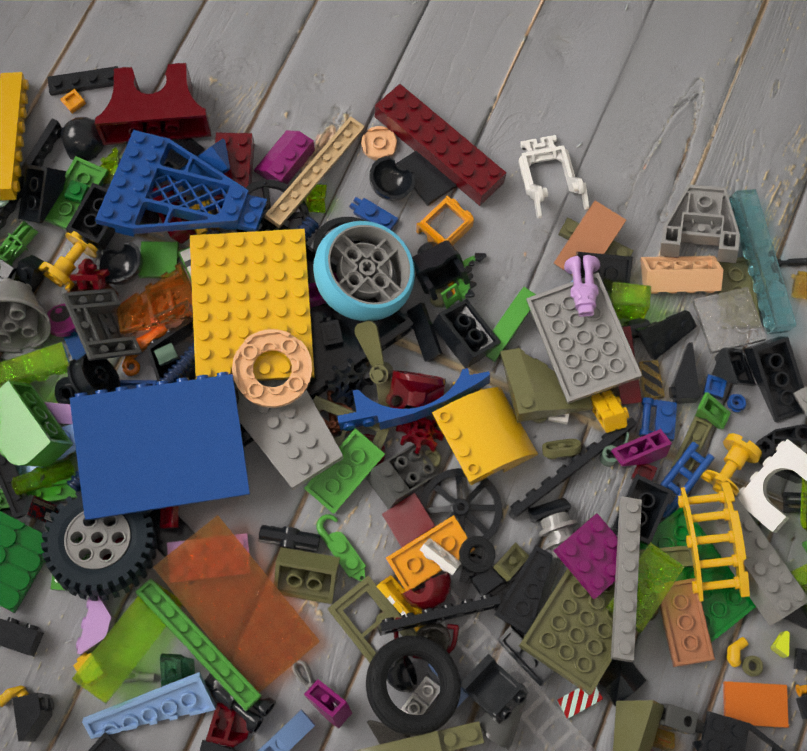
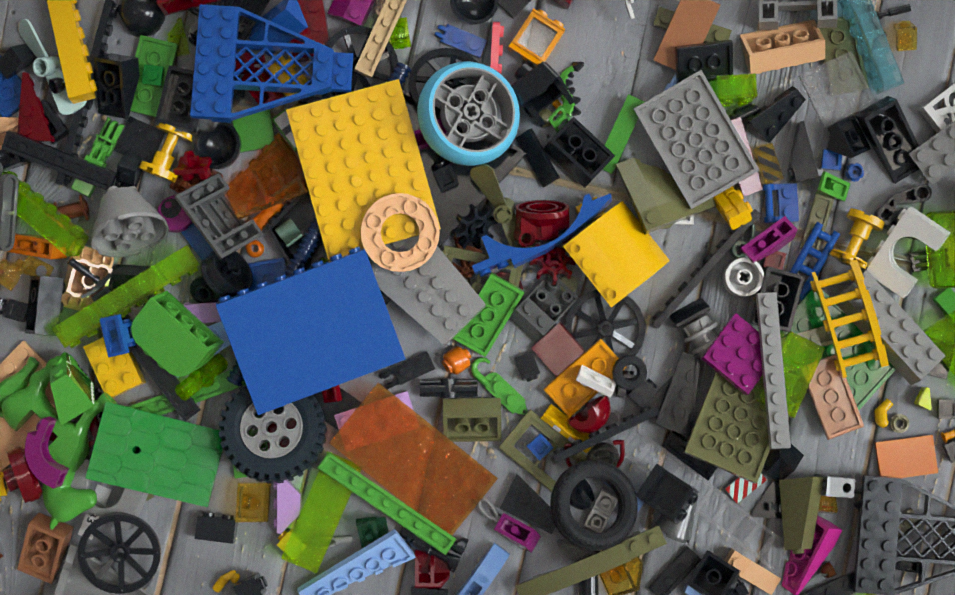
camera: 10 degrees left, 15 degrees up
(39, 509) = (207, 408): black tile -> none
(48, 246) = (139, 139): none -> black plate
(60, 616) = (252, 502): none -> clear yellow slope
(254, 513) = (409, 370): none -> black hinge
(303, 511) = (456, 360): none -> orange head
(345, 676) = (528, 505): none -> black wing
(369, 615) = (539, 446): none -> blue plate
(374, 532) = (527, 366): none -> black bracket
(405, 226) = (496, 49): none -> coral plate
(511, 562) = (662, 371): olive plate -> none
(561, 448) = (691, 251): olive plate -> none
(583, 294) = (693, 96): lavender piece -> none
(602, 726) = (769, 504): none -> black piece
(604, 492) = (753, 280): none -> white brick

